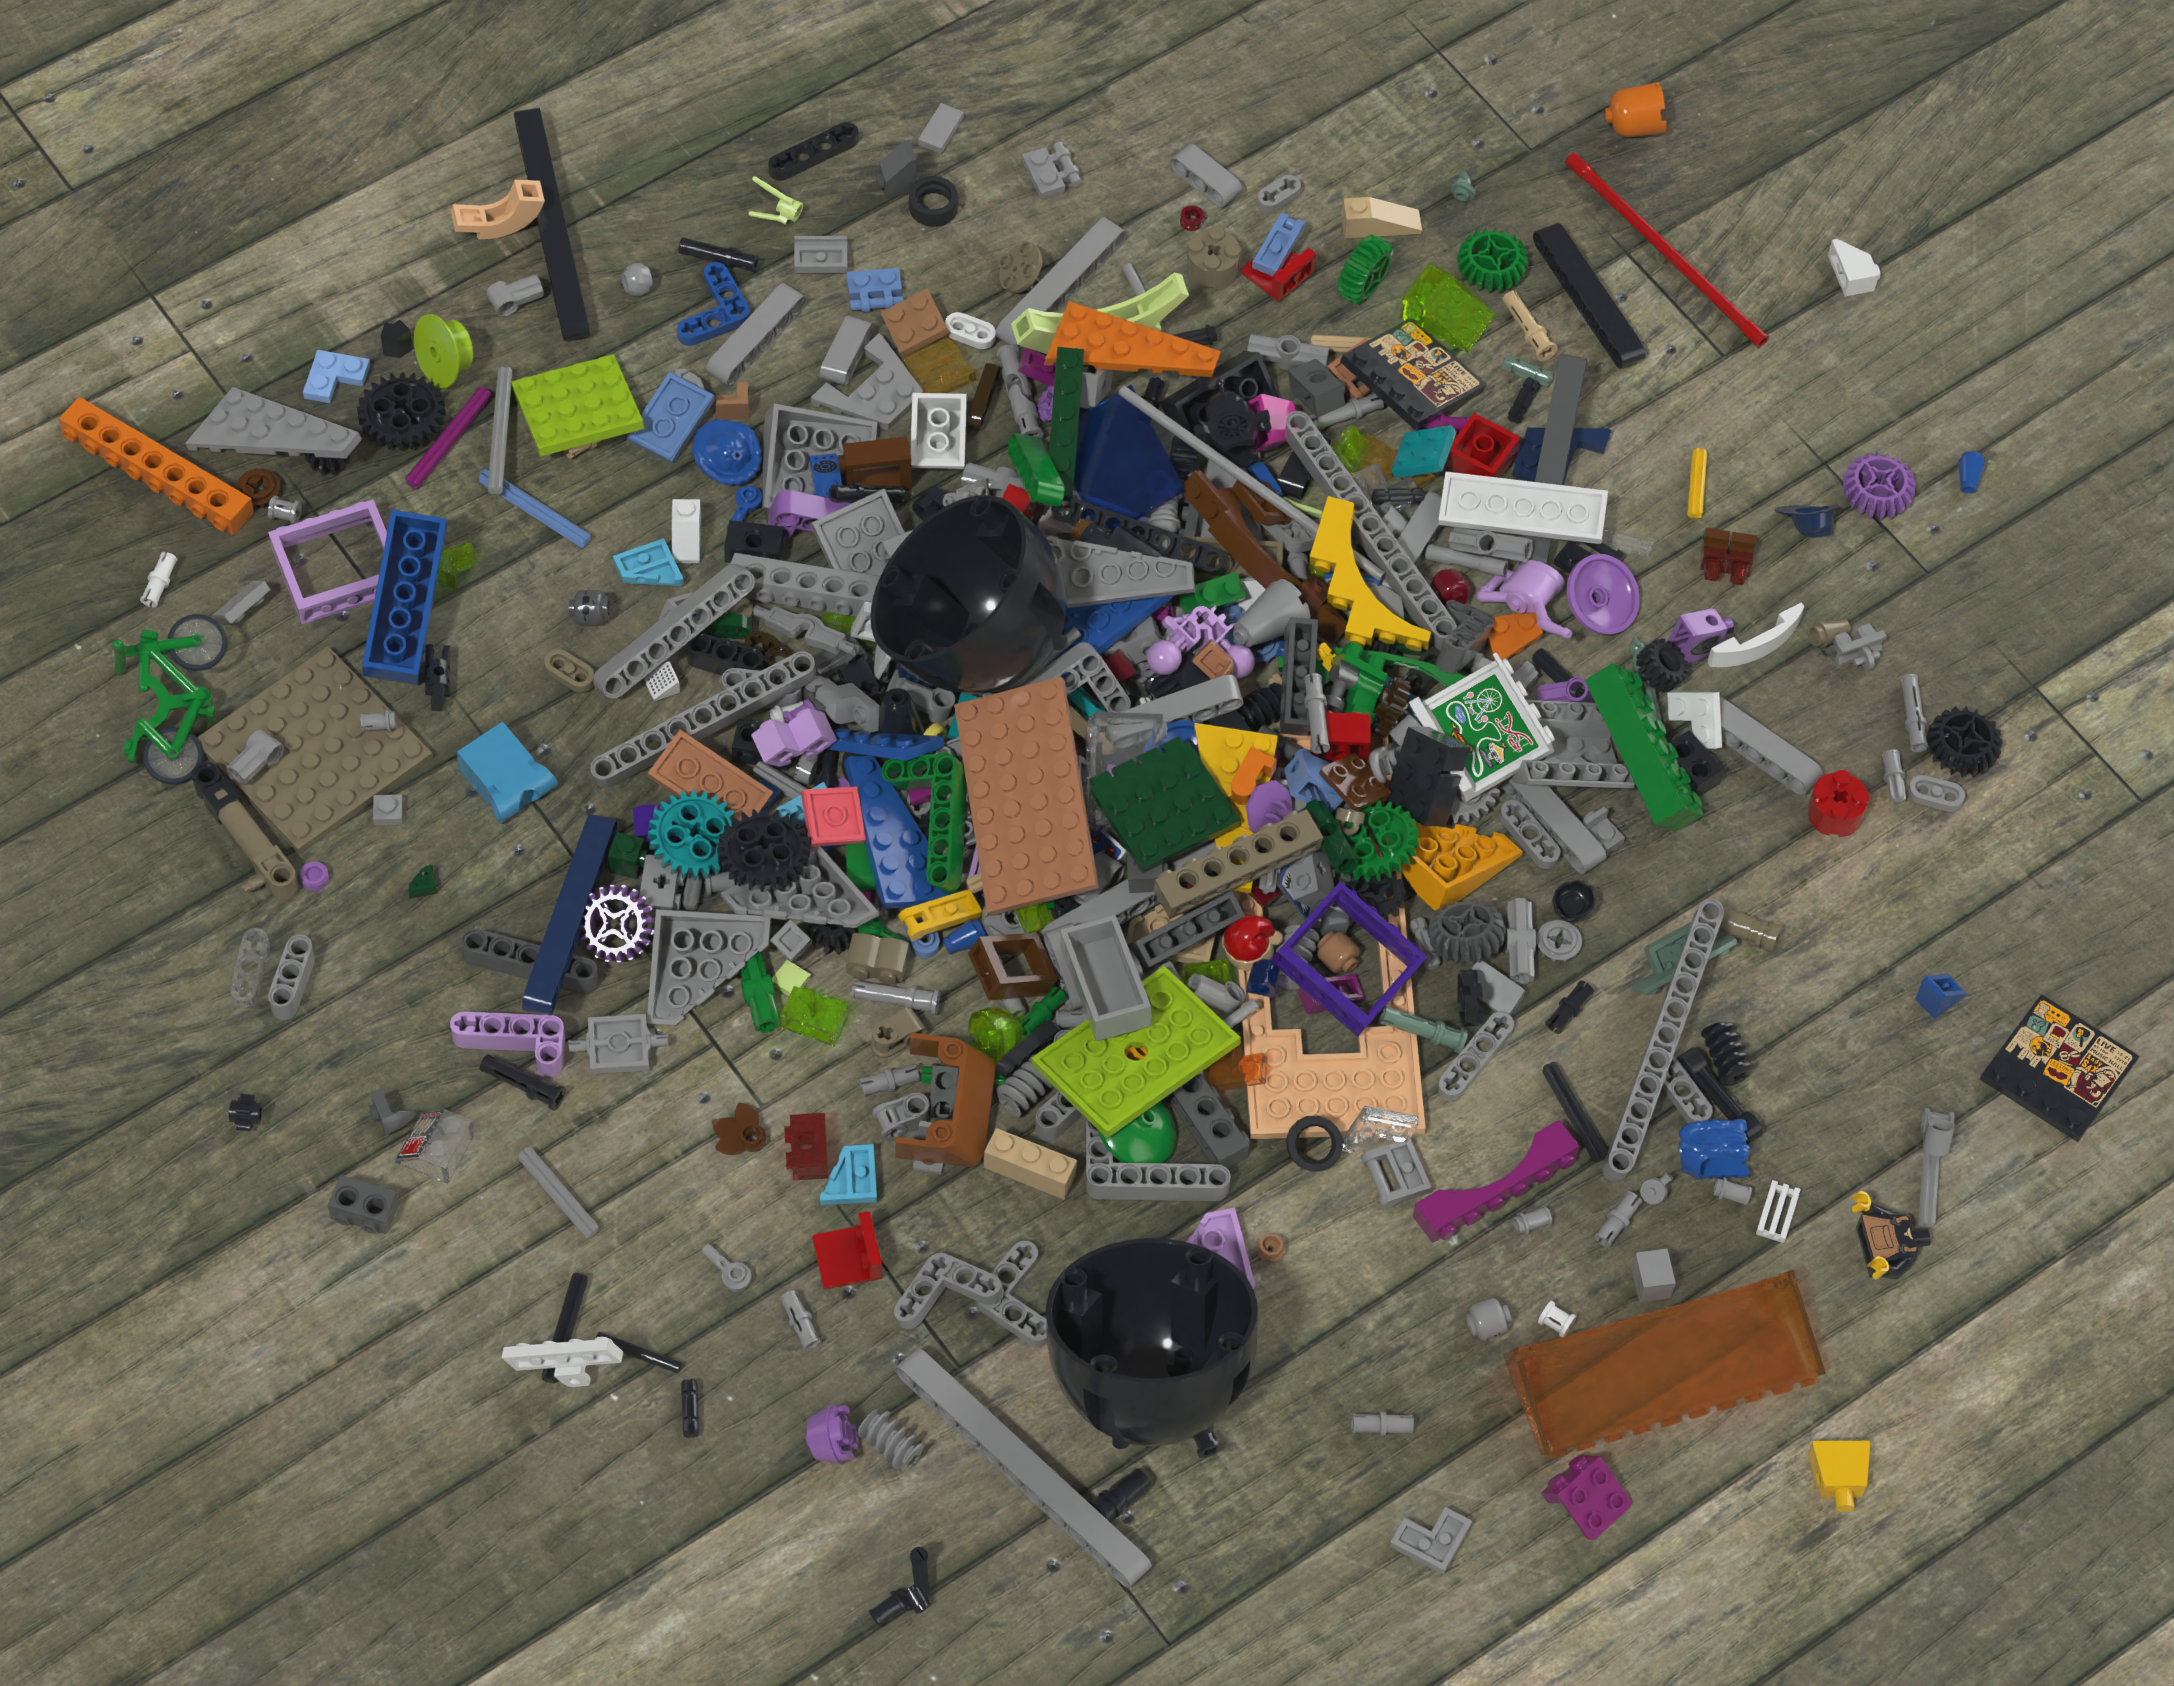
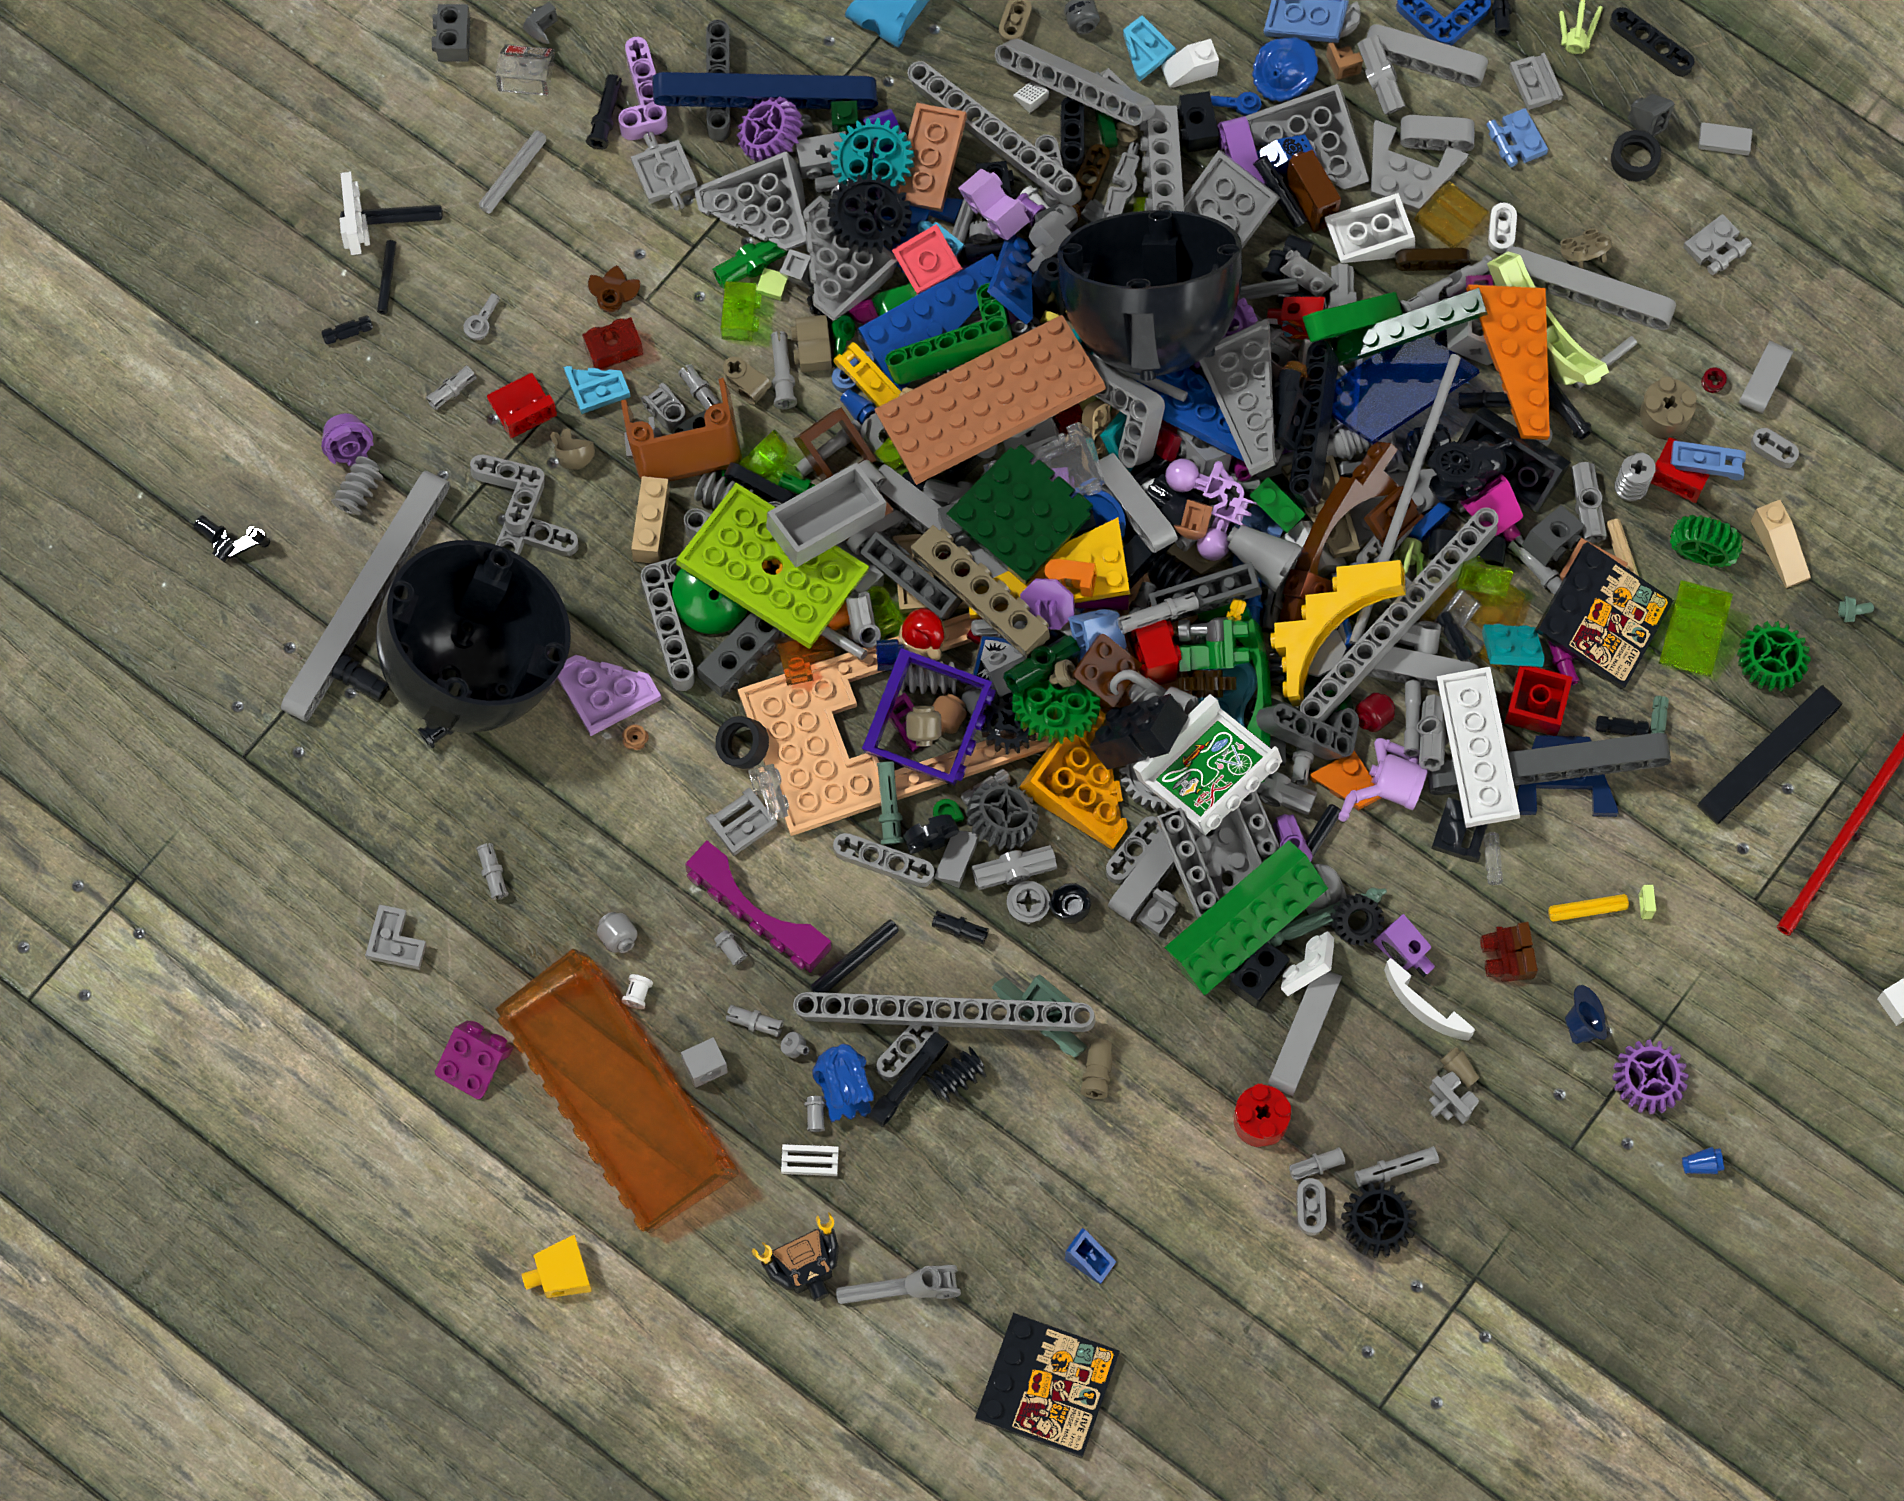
camera: 75 degrees right, 10 degrees up
(768, 372) = (1381, 74): none -> light grey piece
(915, 322) = (1490, 179): medium nougat plate -> none
(923, 1217) = (572, 453): none -> dark tan piece
(1280, 303) = (1635, 477): none -> light grey piece
(1367, 956) = (923, 725): none -> dark tan head
(1442, 987) = (950, 807): none -> green tile
(1534, 334) = (1703, 716): tan pin -> none
(1613, 590) = (1415, 865): medium lavender dish -> none
(1707, 433) = (1647, 902): none -> yellowish green tile

